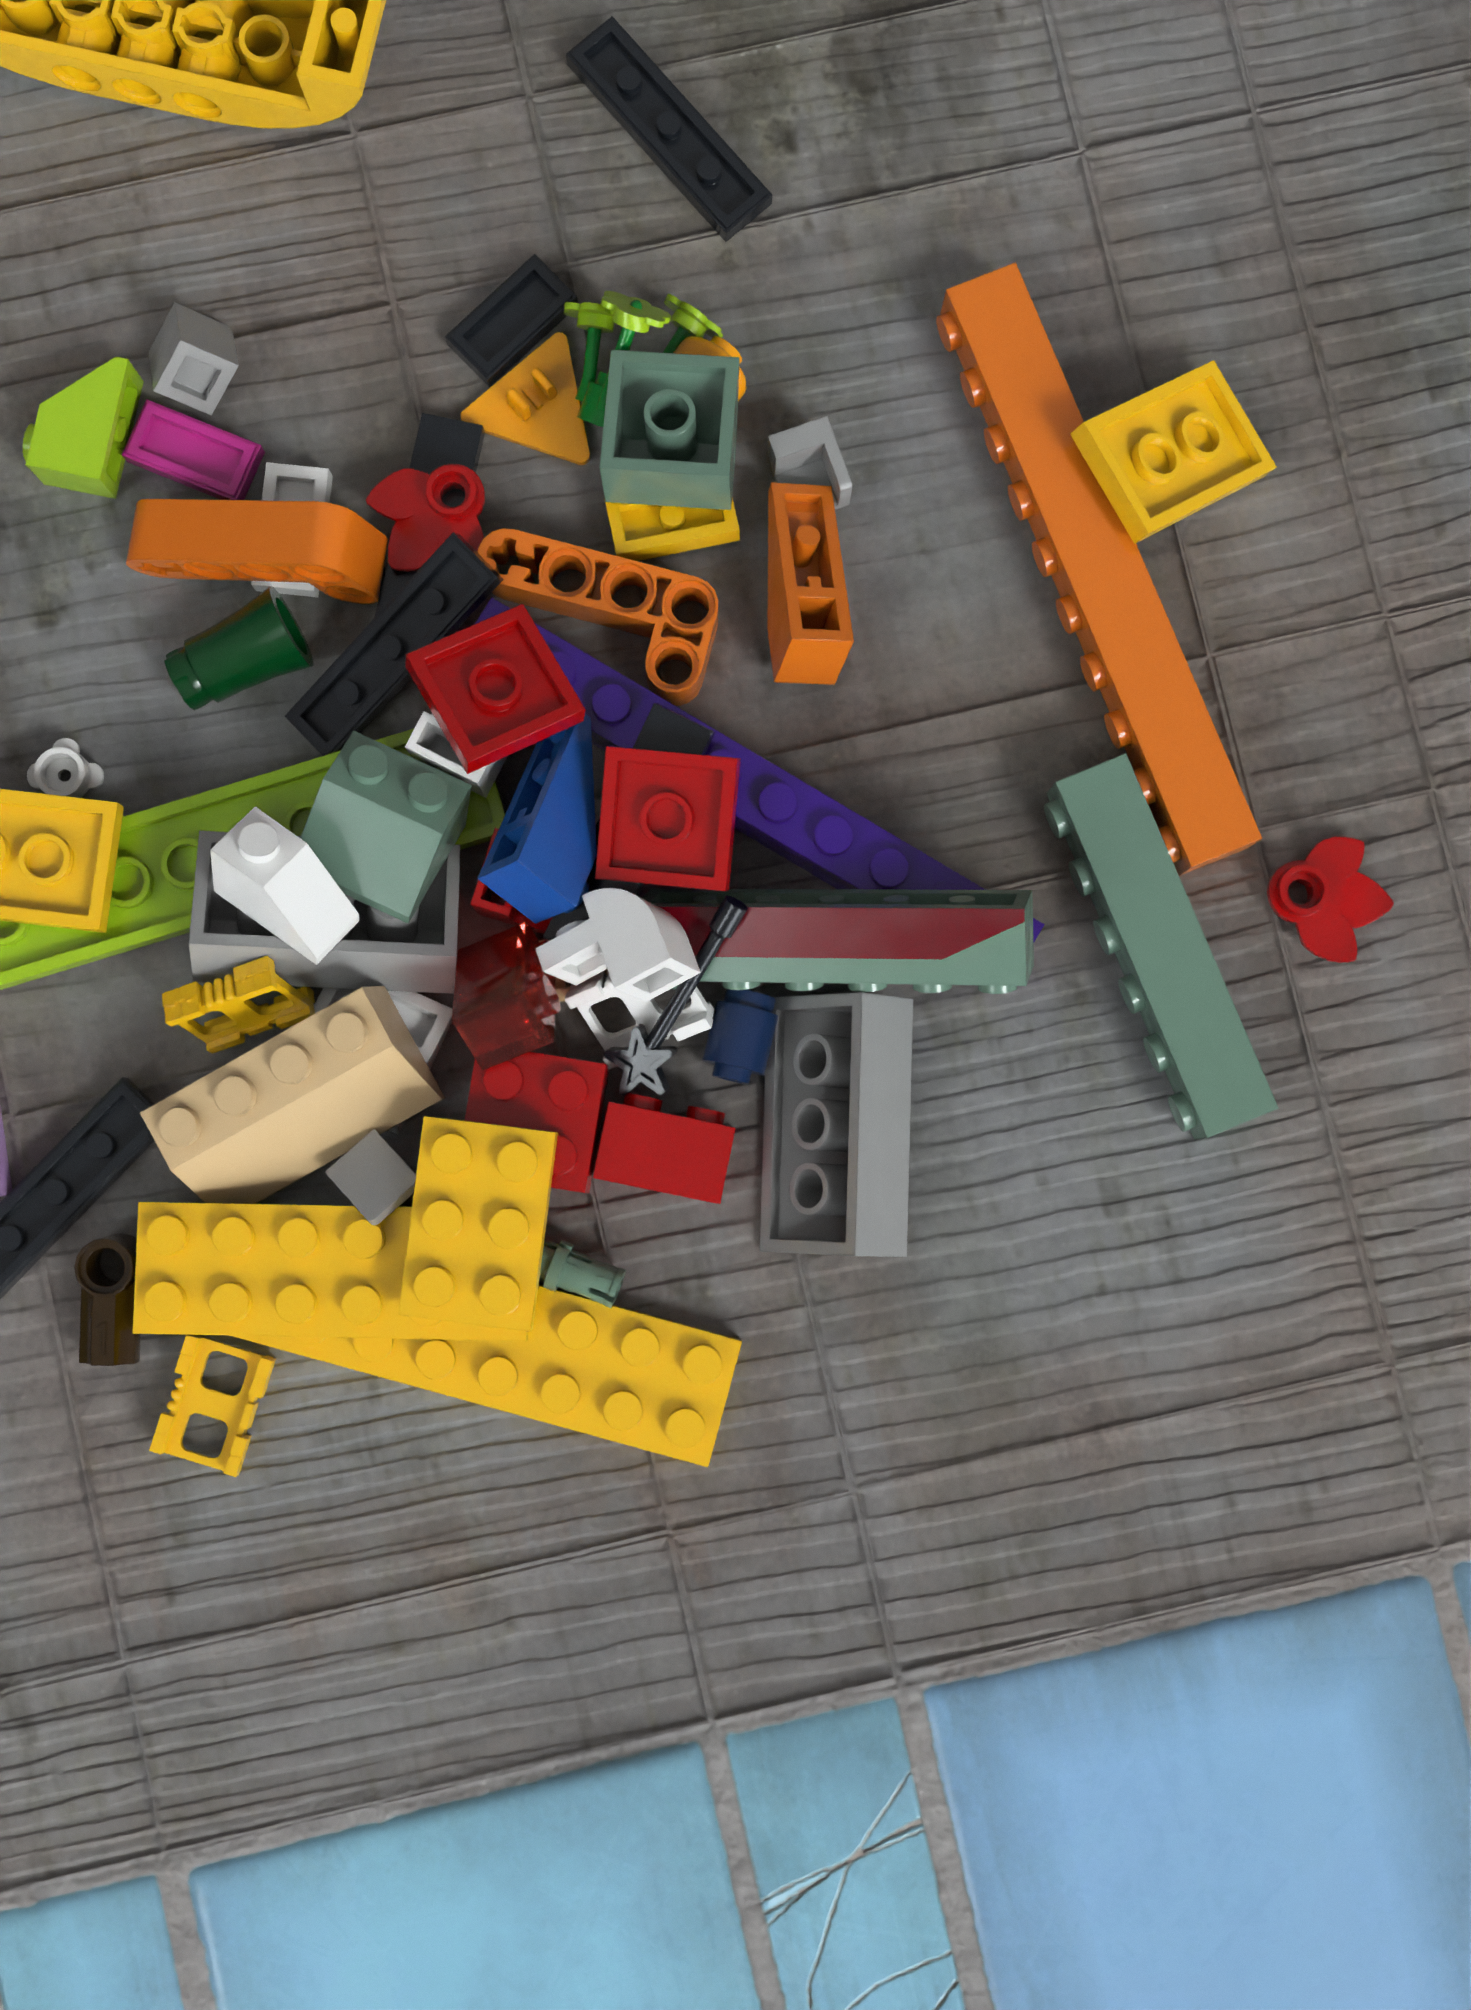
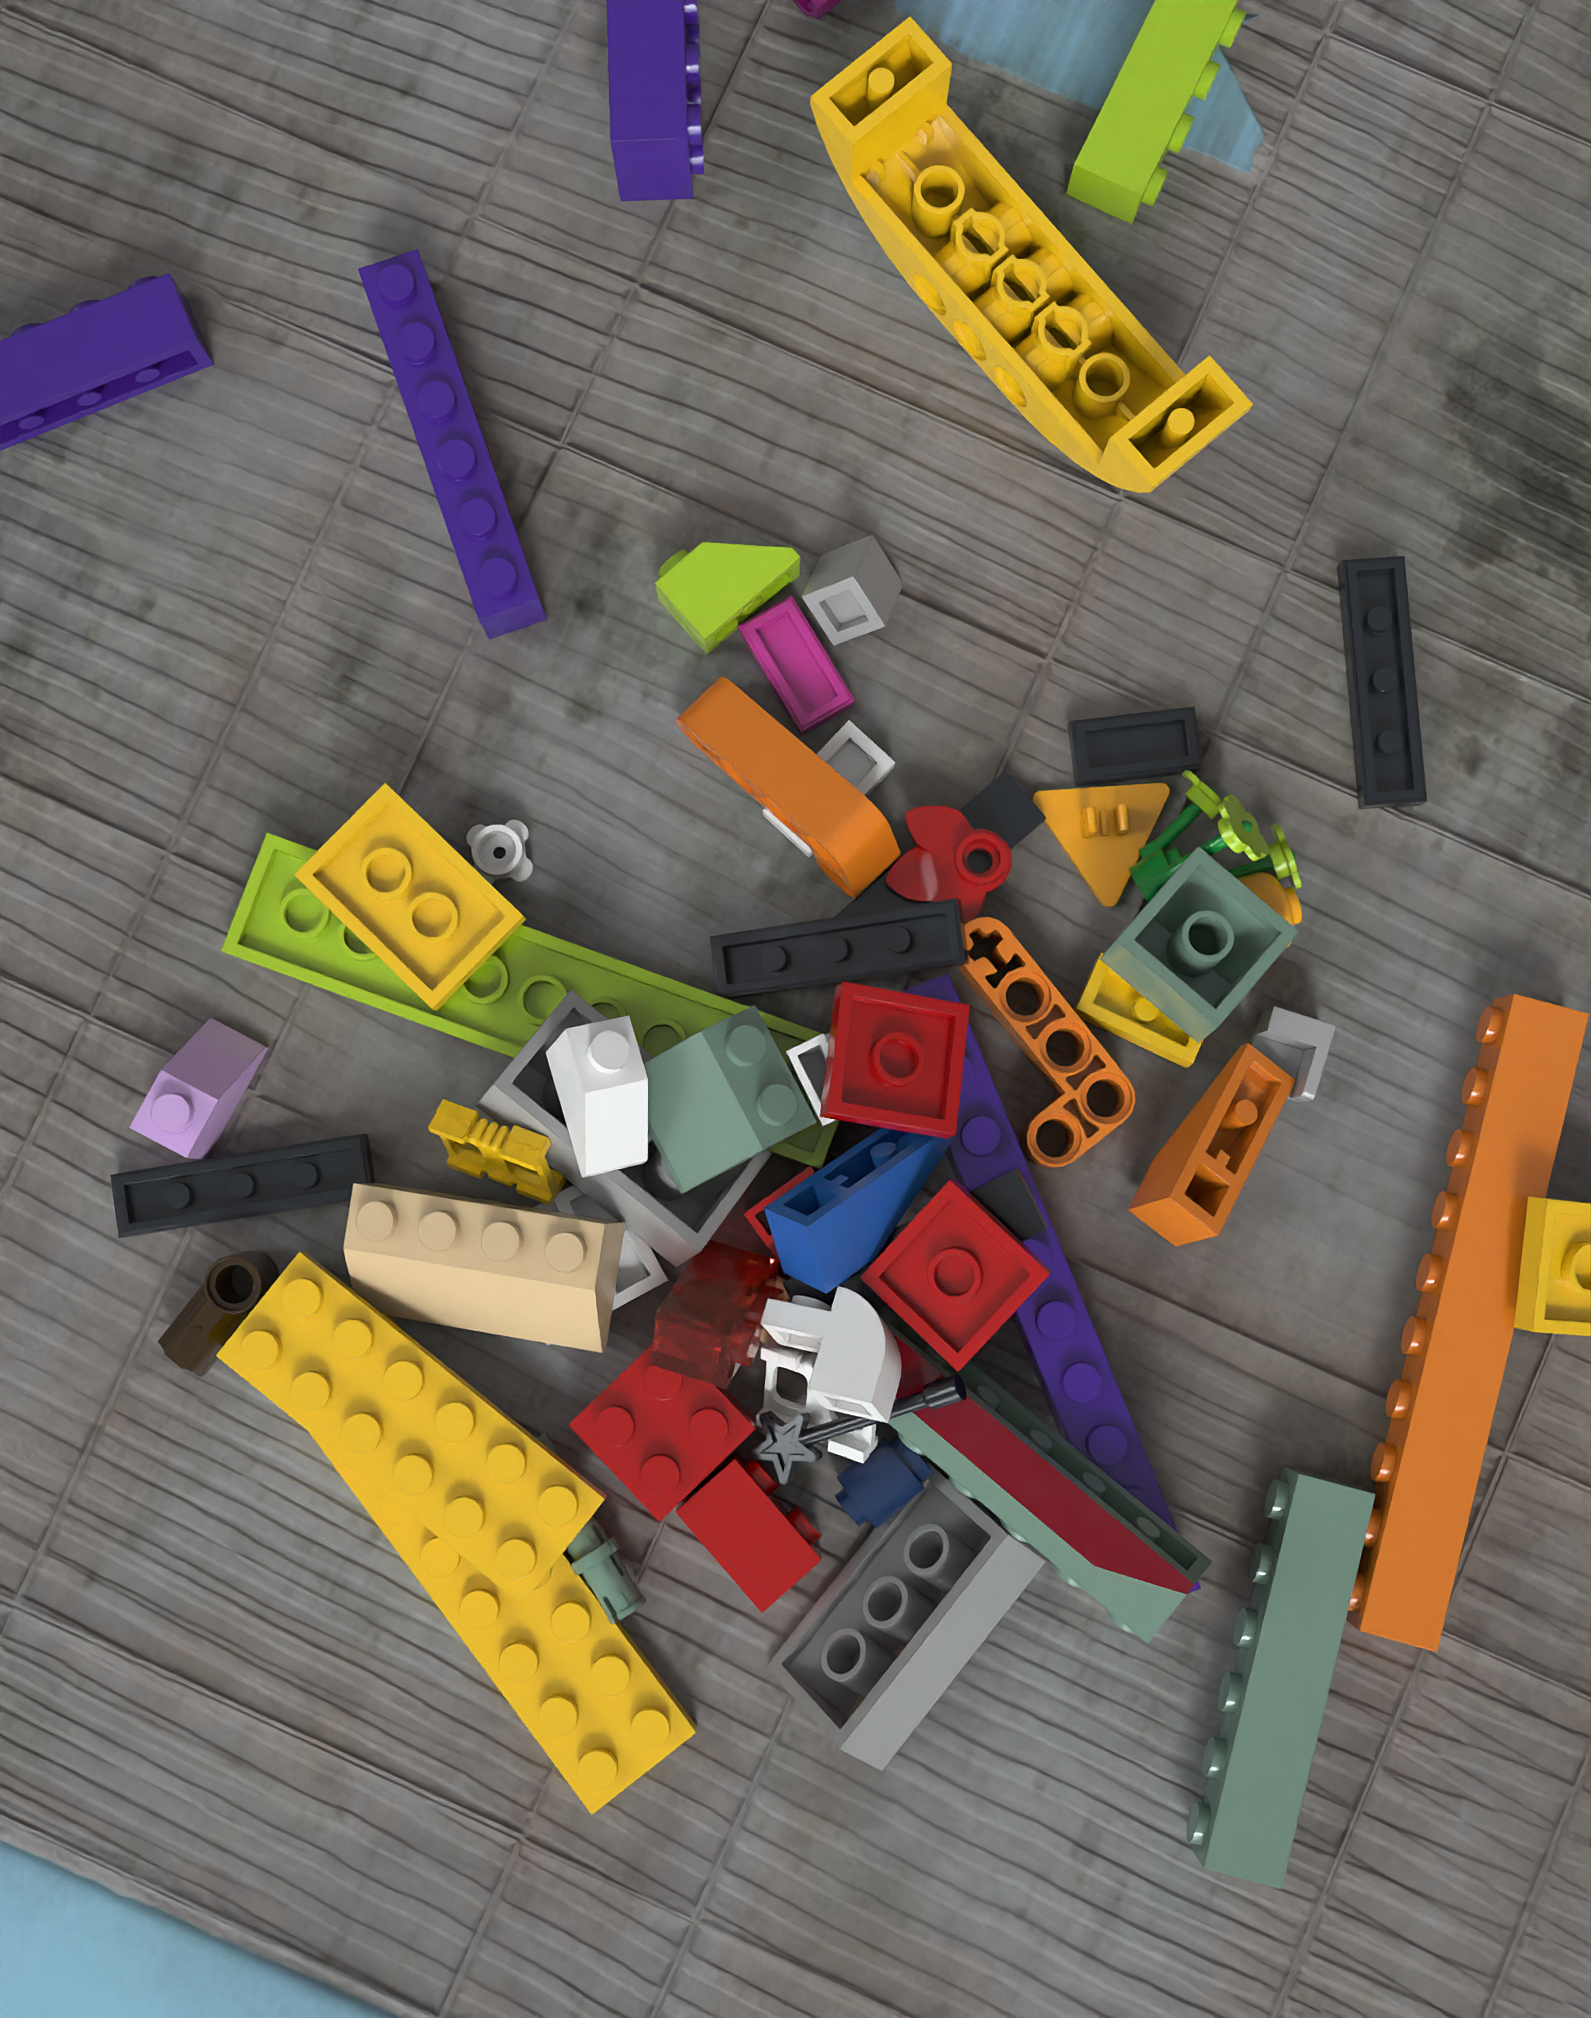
camera: 40 degrees right, 0 degrees up
(194, 1397) = (227, 1436): yellow piece -> none
(239, 652) = (712, 860): dark green plant -> none
(373, 1177) = (501, 1379): light grey panel -> none
(478, 1223) = (554, 1485): yellow plate -> none
(1336, 898) = (1459, 1739): red plate -> none

